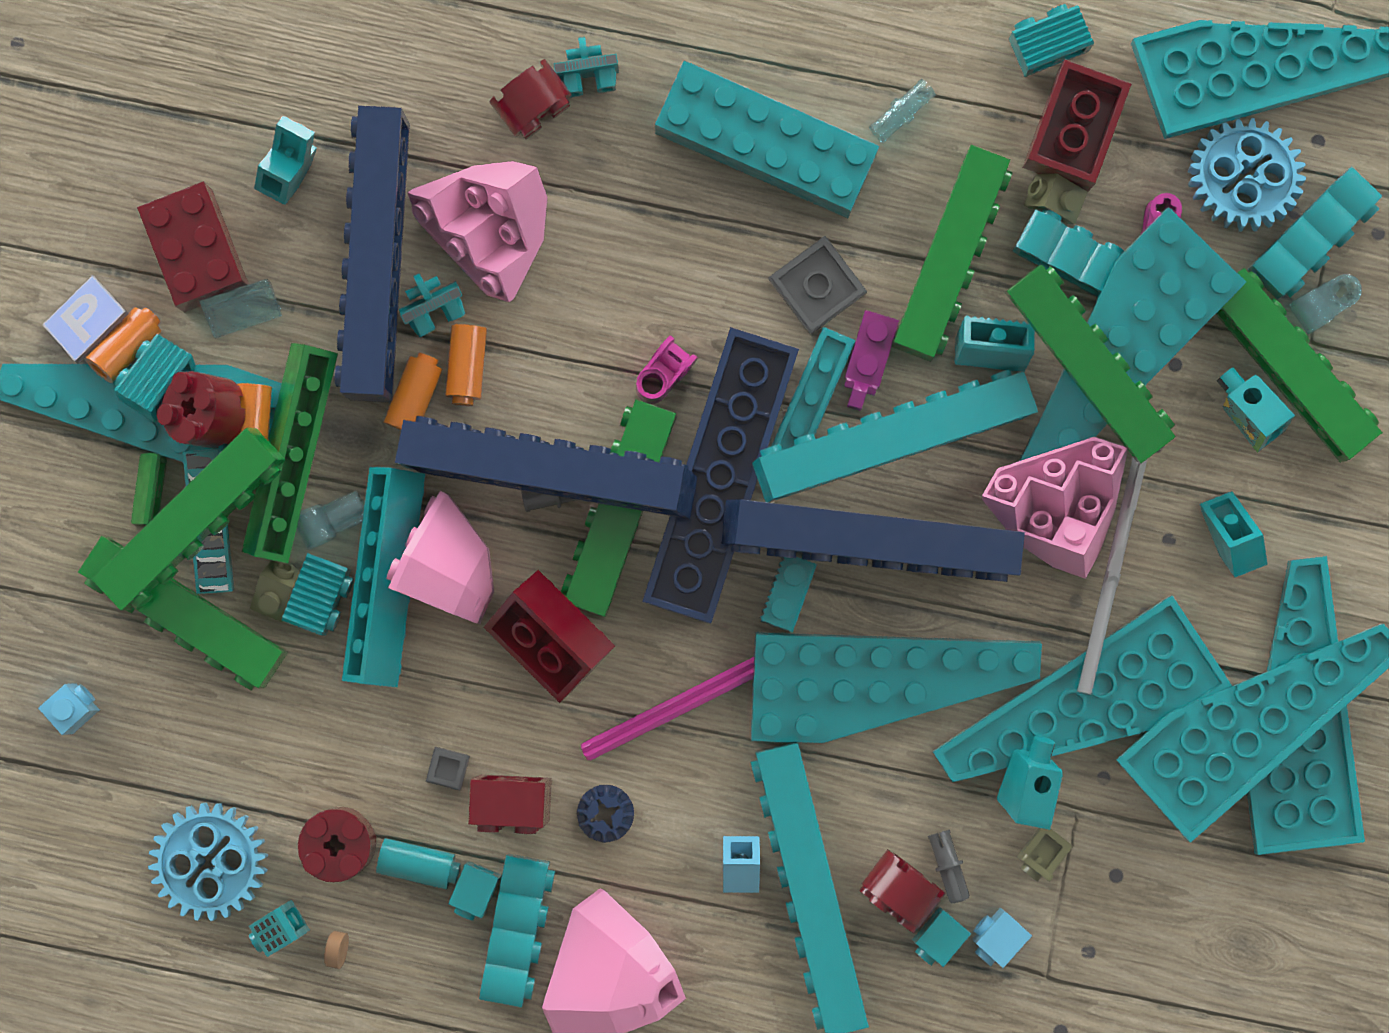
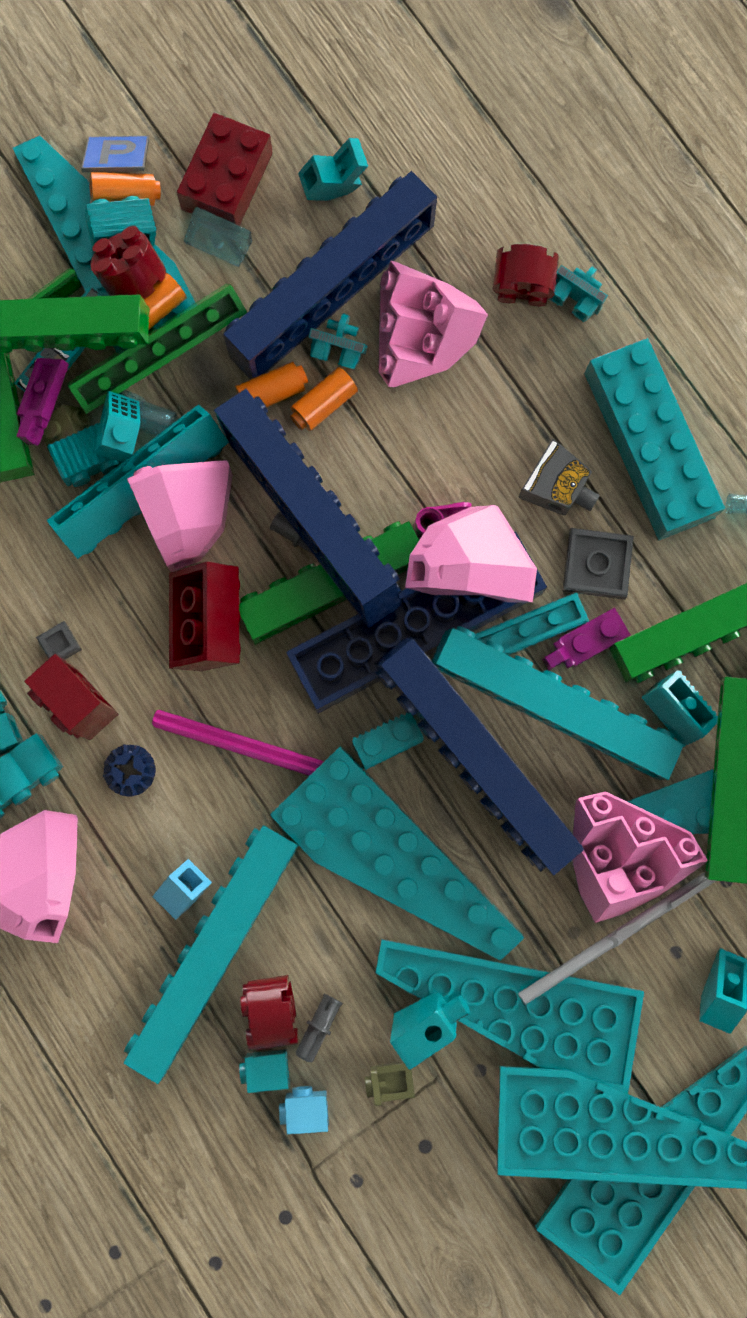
camera: 40 degrees right, 5 degrees down
(237, 586) = (40, 398): none -> magenta hinge
(327, 549) = (118, 427): none -> teal slope
(719, 383) = (472, 556): none -> bright pink brick
(724, 248) = (559, 482): none -> dark grey torso

